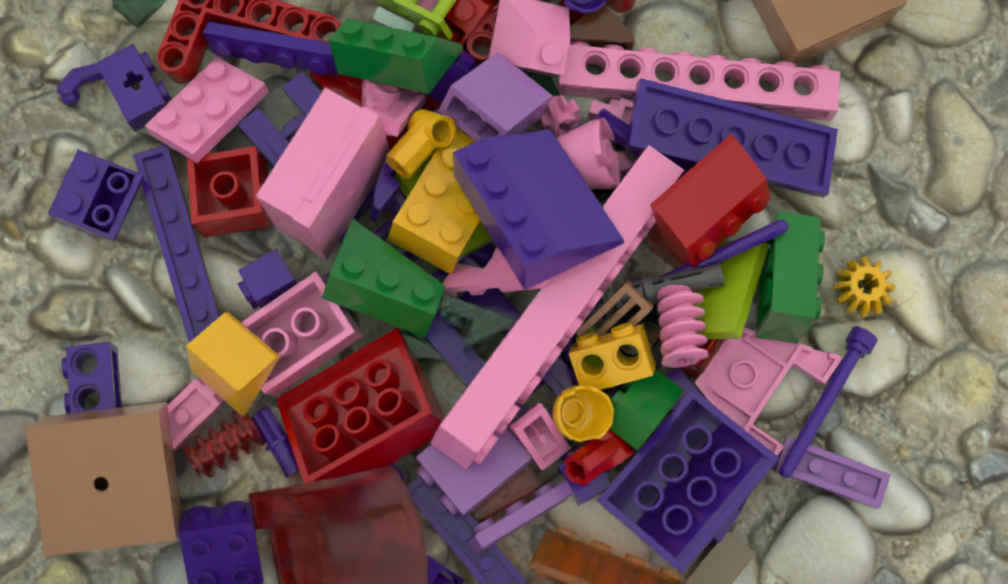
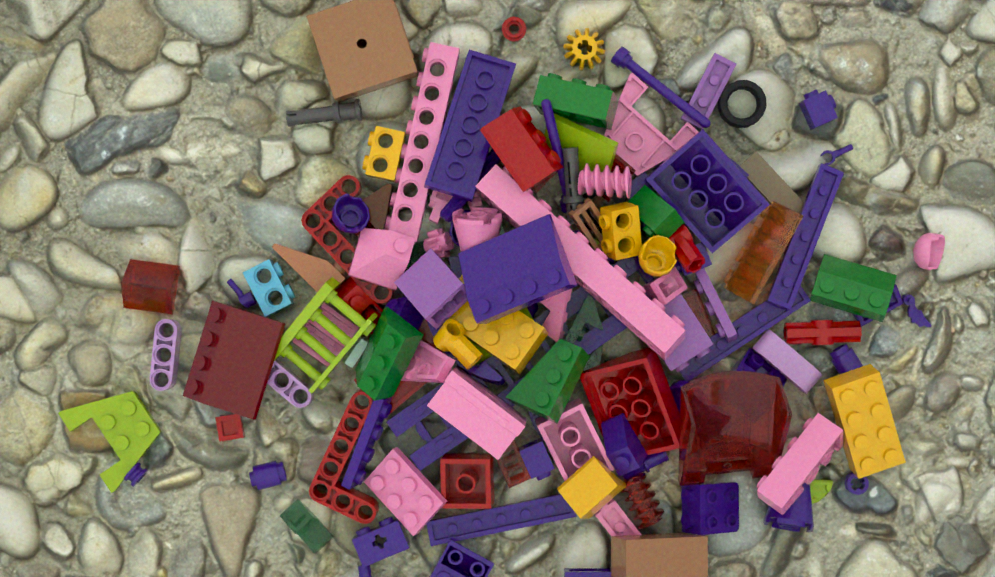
camera: 80 degrees left, 10 degrees up
(261, 241) = (518, 478): none -> clear red slope
(300, 402) = (622, 445): none -> dark purple slope
(674, 22) = (390, 154): none -> yellow brick
(849, 520) = (749, 86): none -> black tyre
(882, 181) = (514, 21): none -> red plate

